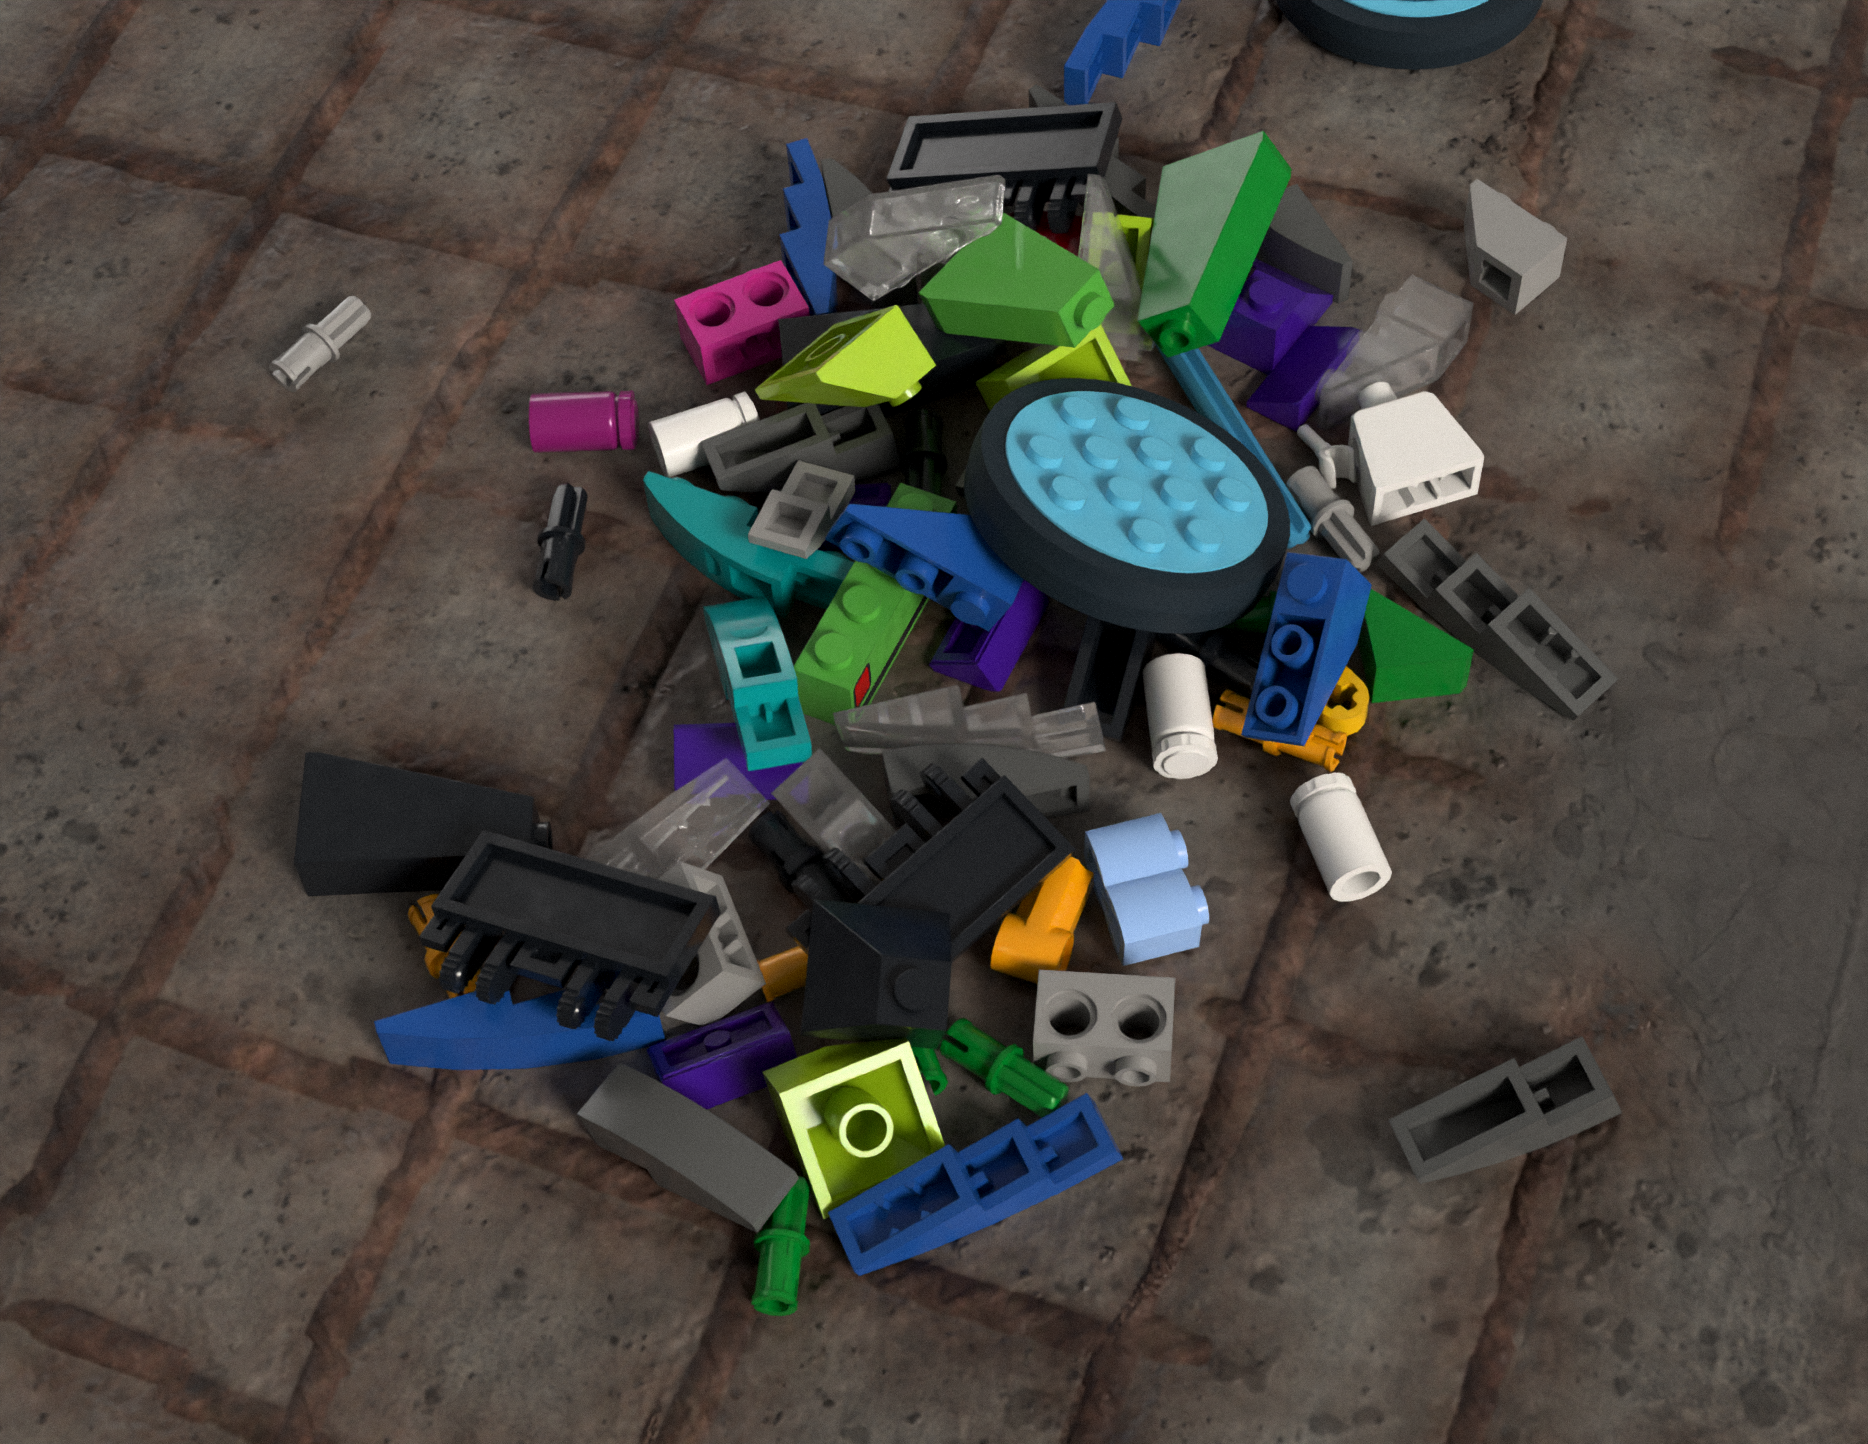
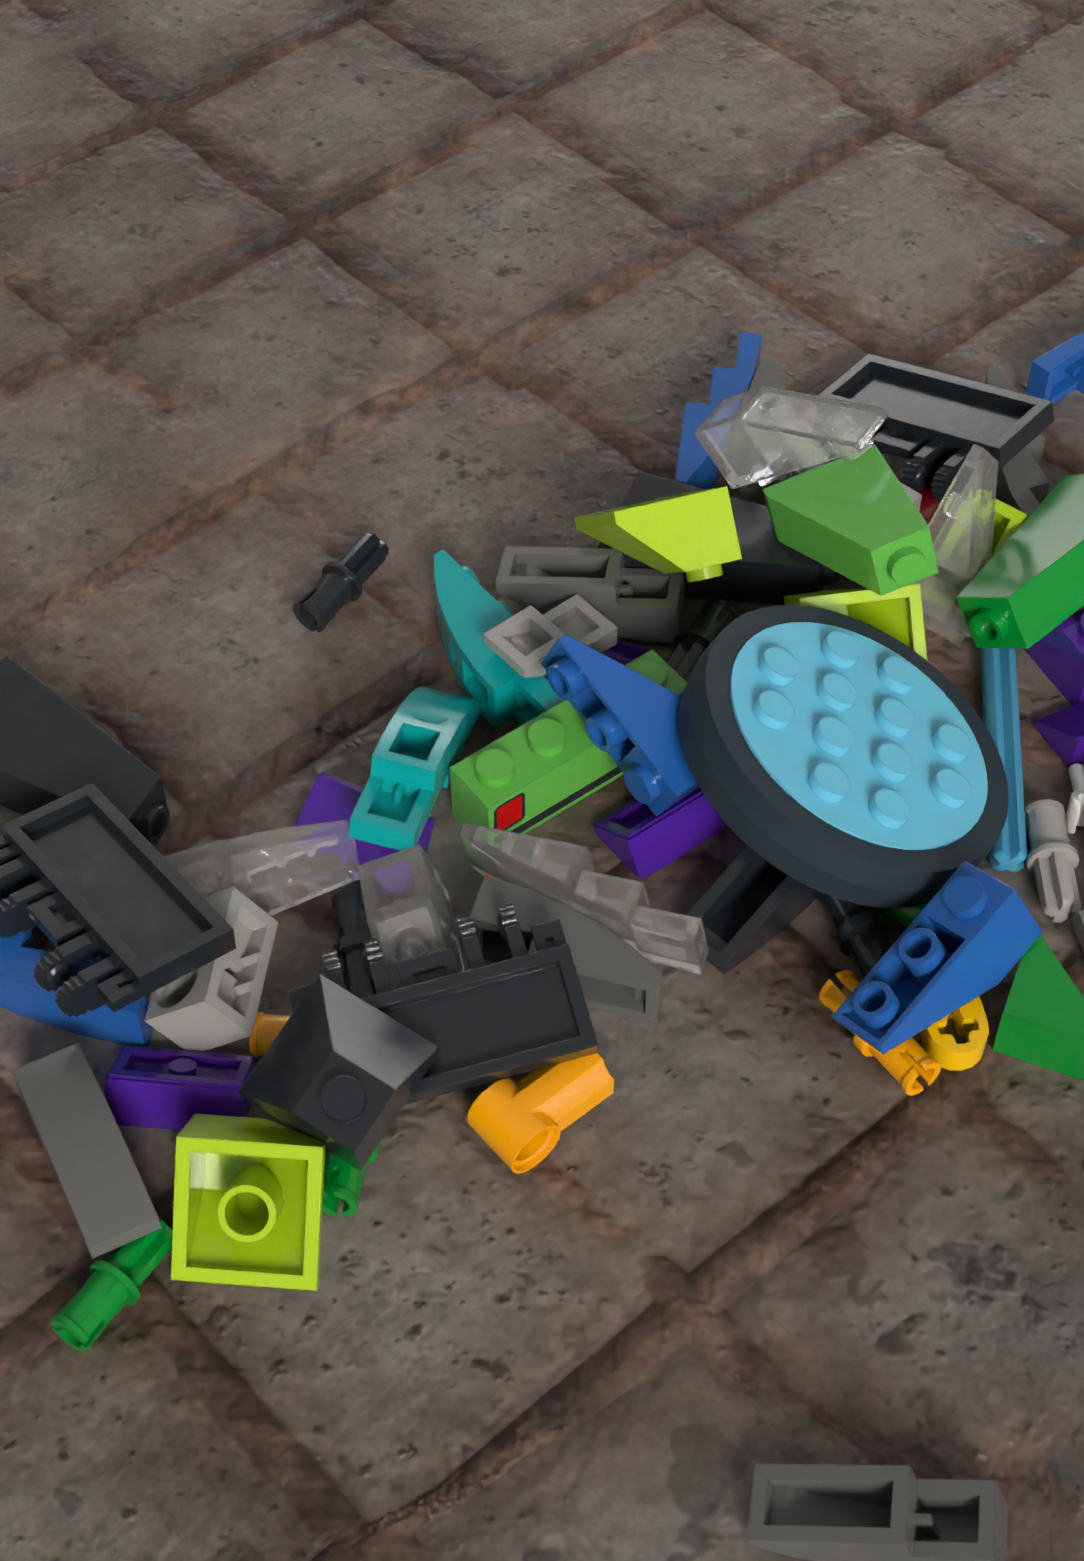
camera: 25 degrees right, 5 degrees down
(319, 344) = (259, 345): light grey axle -> none
(583, 421) = (424, 491): magenta piece -> none
(680, 435) = (494, 531): white piece -> none
(737, 321) = (603, 458): dark pink brick -> none
(974, 1188) = (325, 1322): blue slope -> none
(1004, 1069) = (418, 1224): green axle -> none
(1105, 1010) = (546, 1217): light grey brick -> none
(1145, 889) = (652, 1119): light blue brick -> none
(1179, 716) = (788, 974): white piece -> none
(1340, 837) = (875, 1161): white piece -> none

